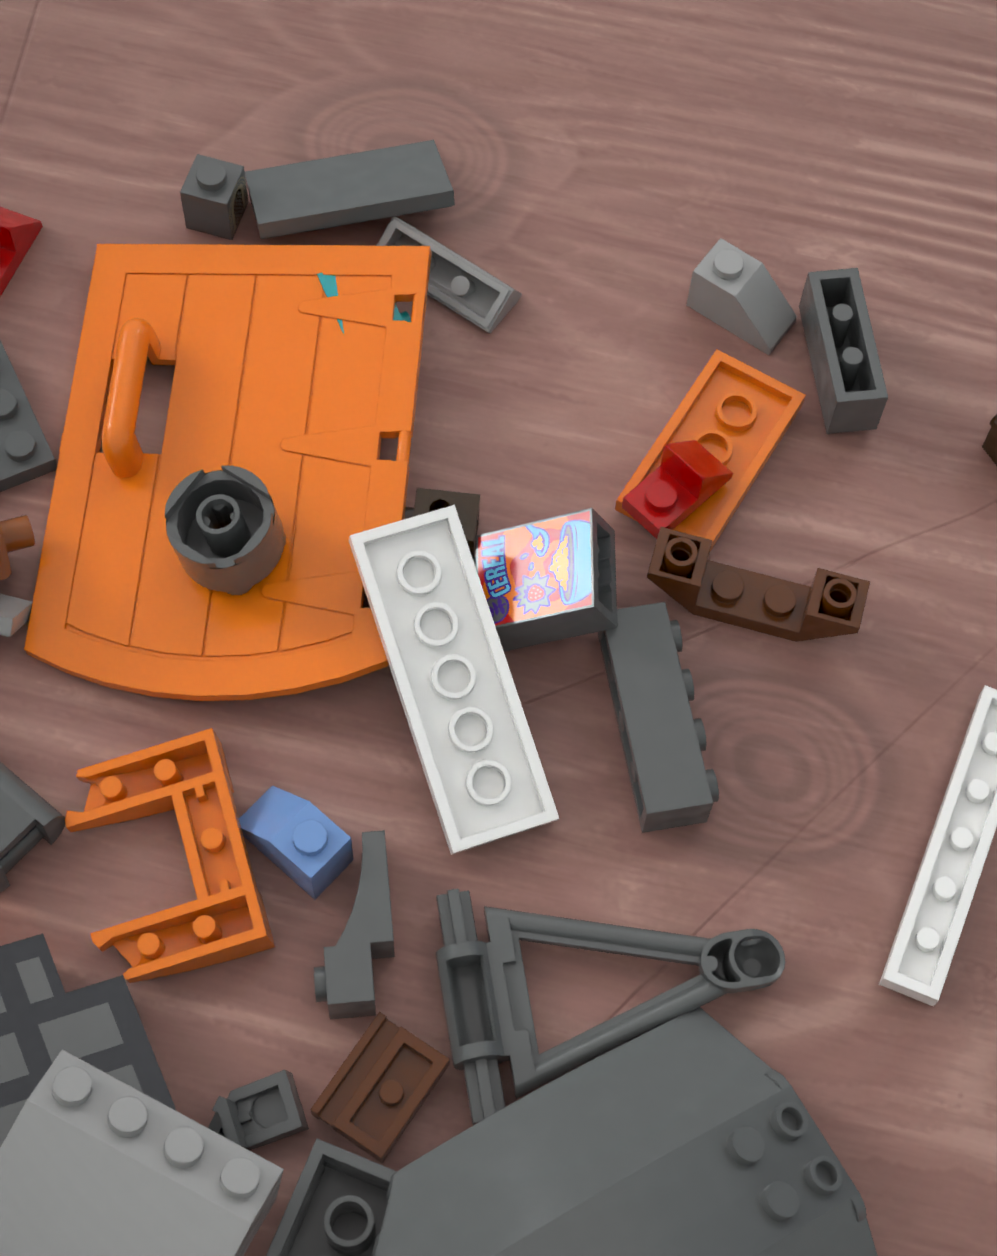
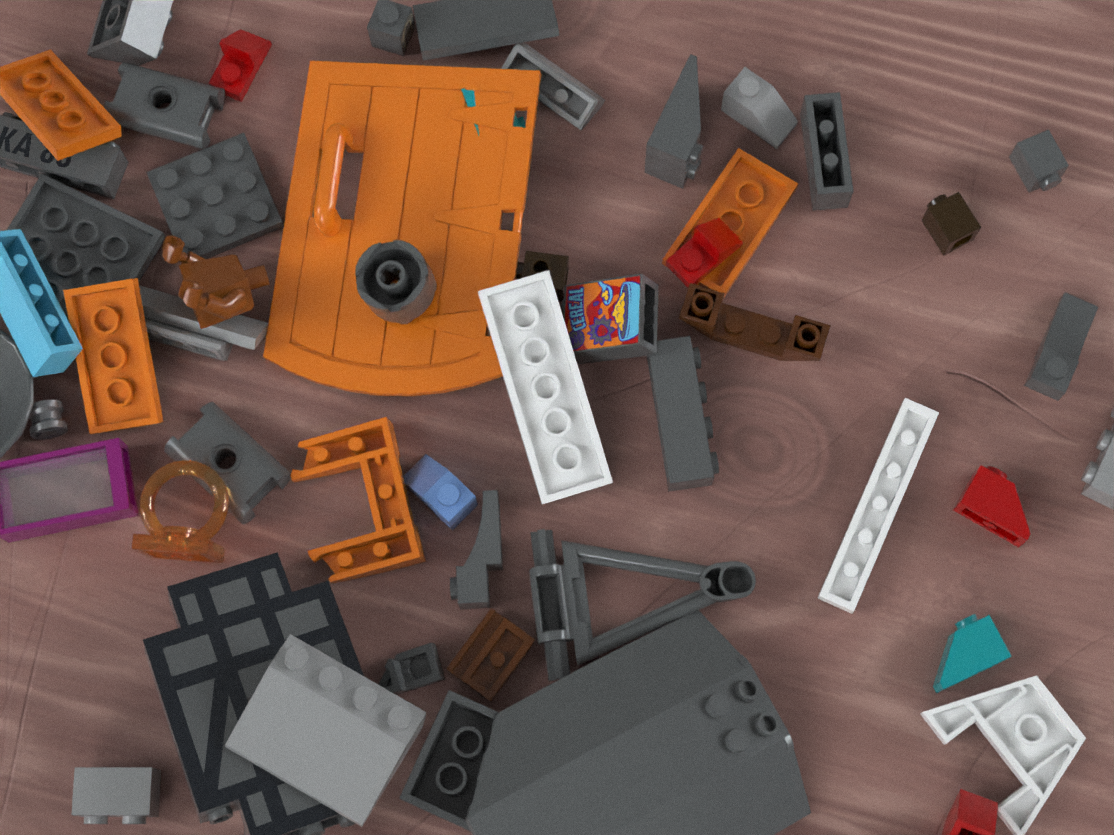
camera: 10 degrees right, 10 degrees up
(628, 332) = (674, 143): none -> dark grey slope

